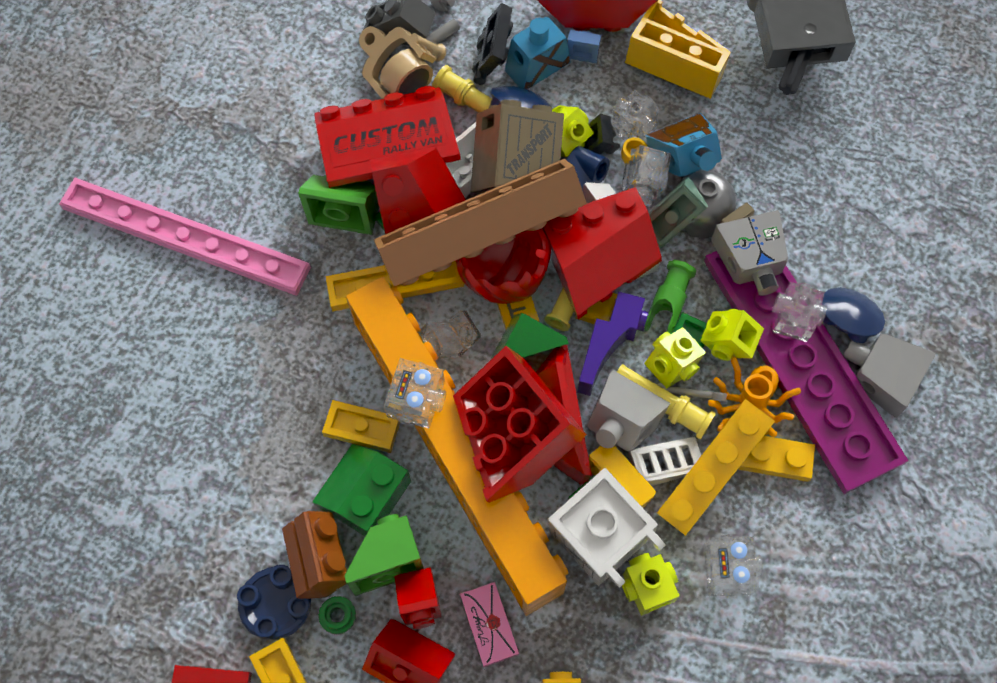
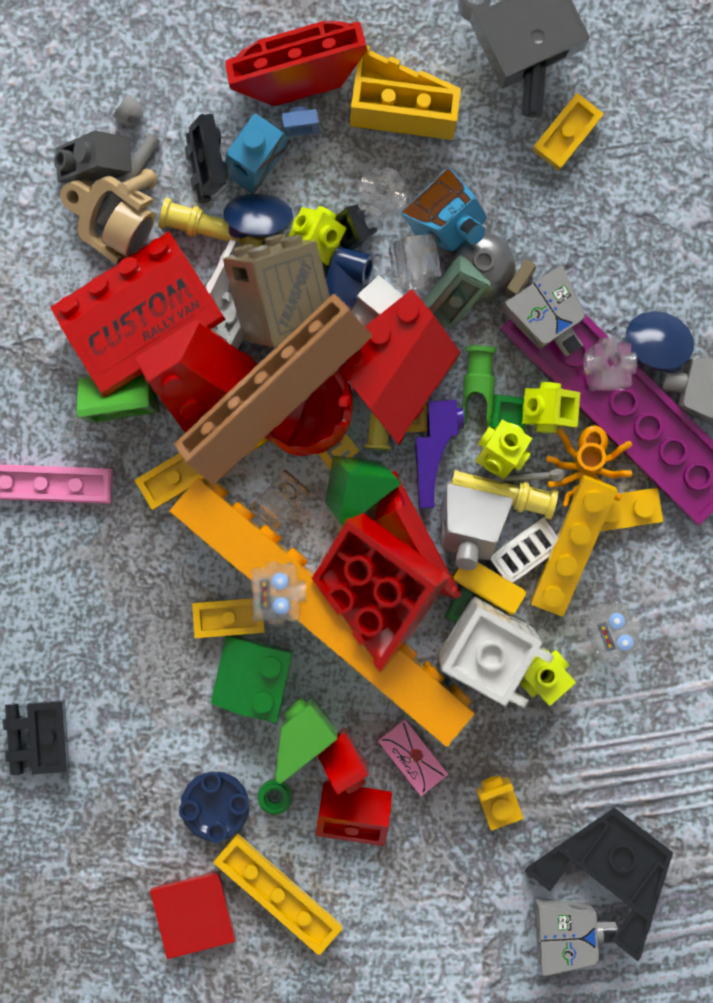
camera: 25 degrees left, 20 degrees up
(144, 478) = (46, 737): none -> black plate
(314, 554) = (235, 756): dark orange brick -> none
(628, 145) = (401, 230): yellow hinge -> none
(814, 121) = (567, 131): none -> yellow plate

